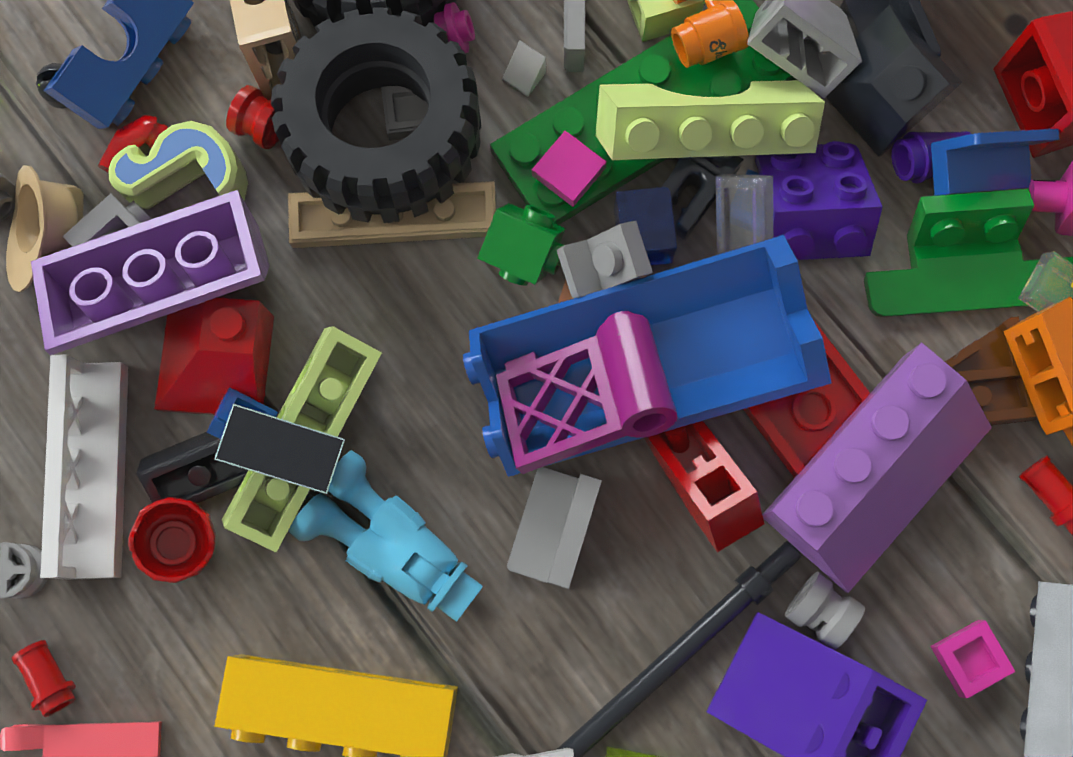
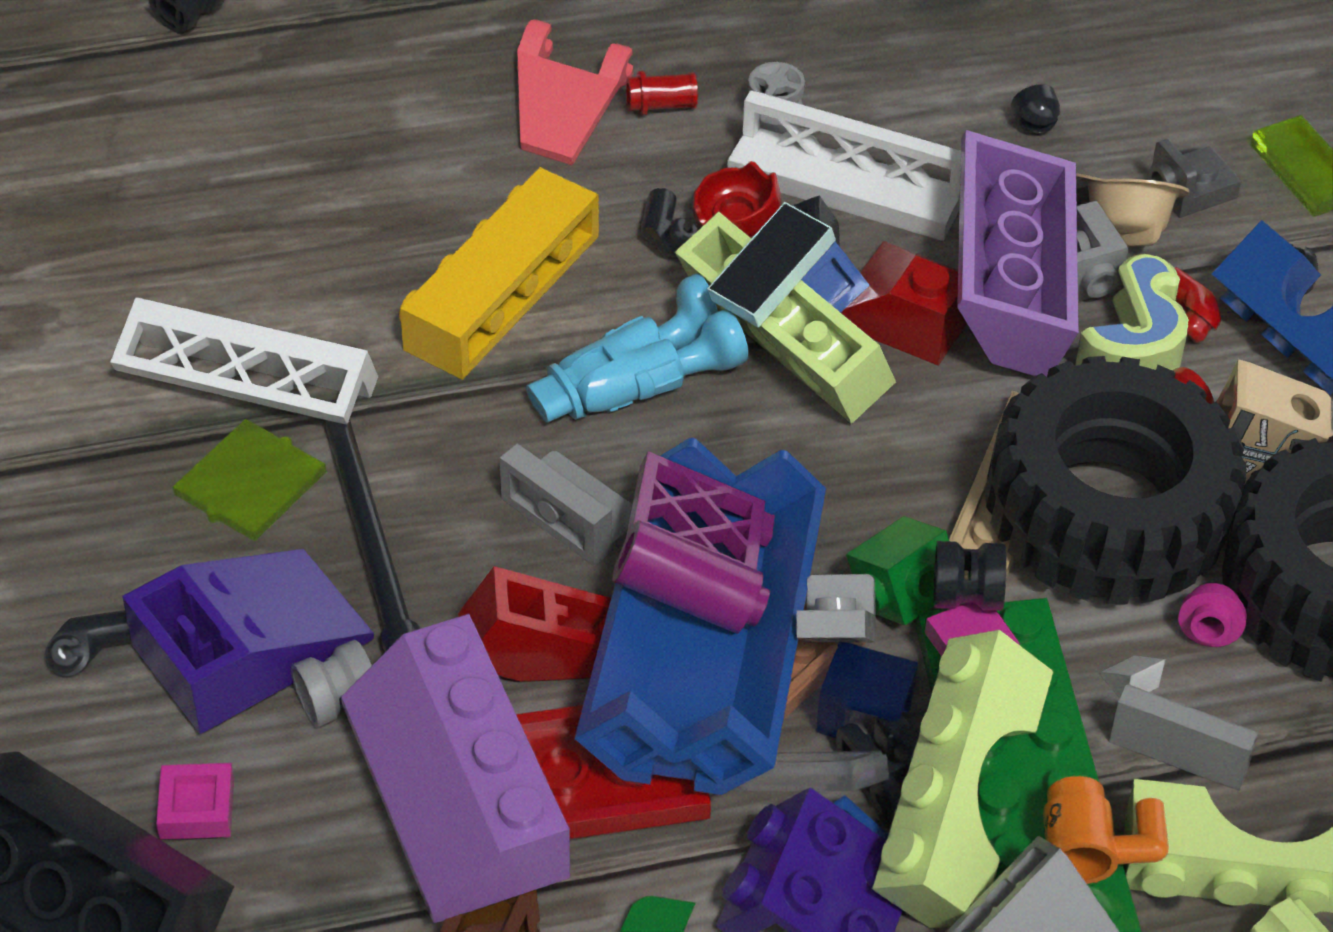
camera: 110 degrees right, 30 degrees down
(221, 597) = (659, 225): none -> black arm
(539, 171) = (985, 575): none -> black wheel

